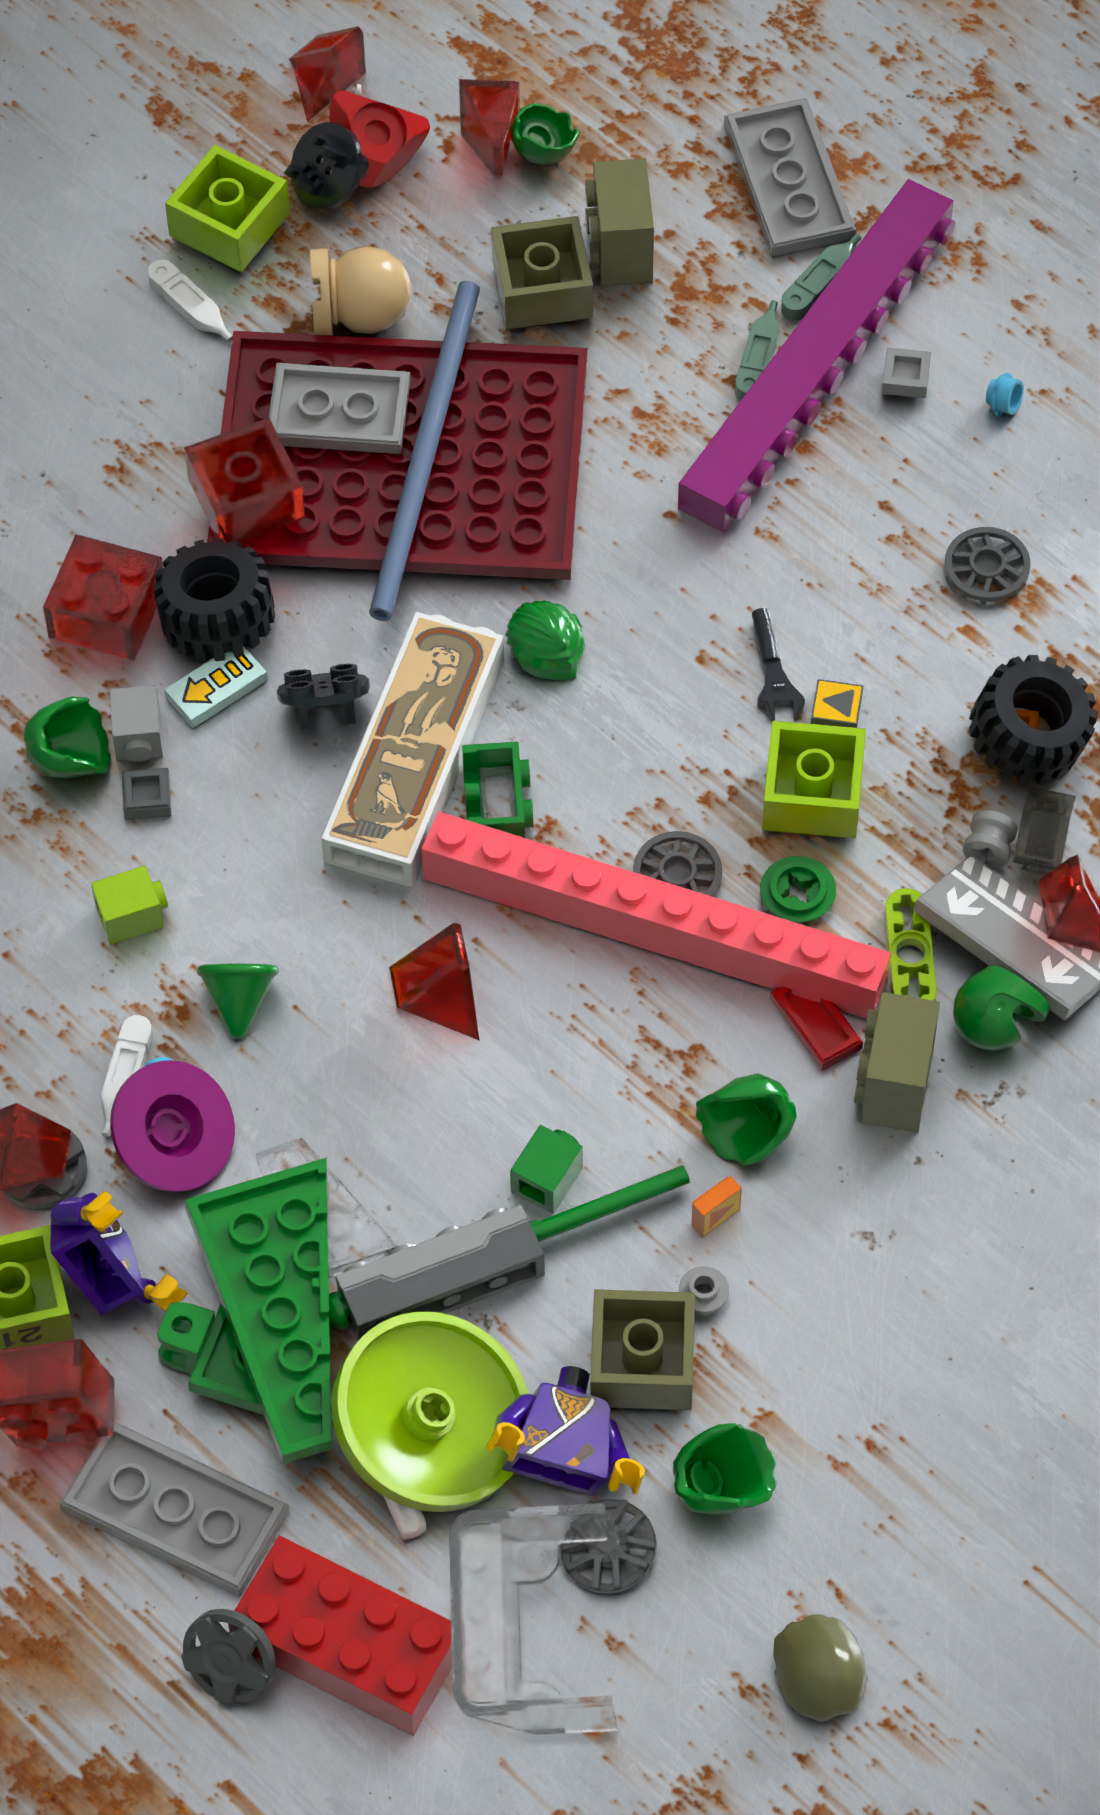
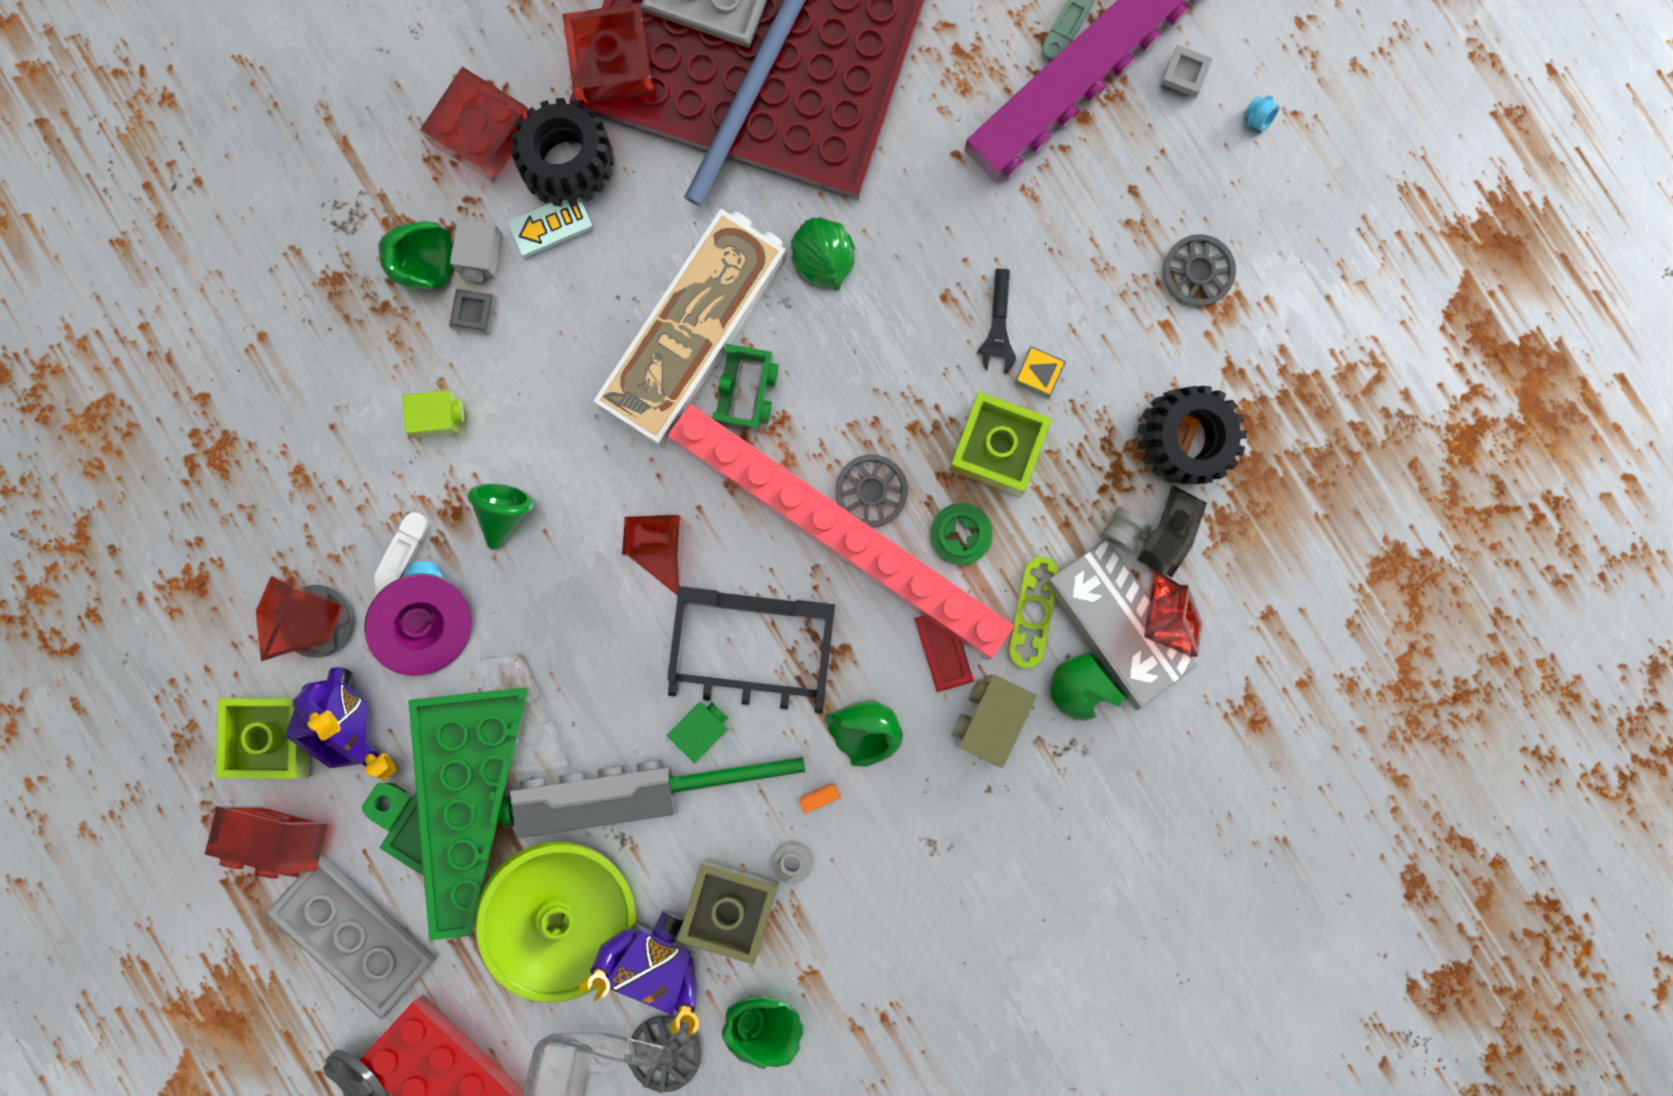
camera: 15 degrees right, 25 degrees up
(323, 689) = (630, 259): black plate -> none
(641, 1009) = (715, 599): none -> black hinge

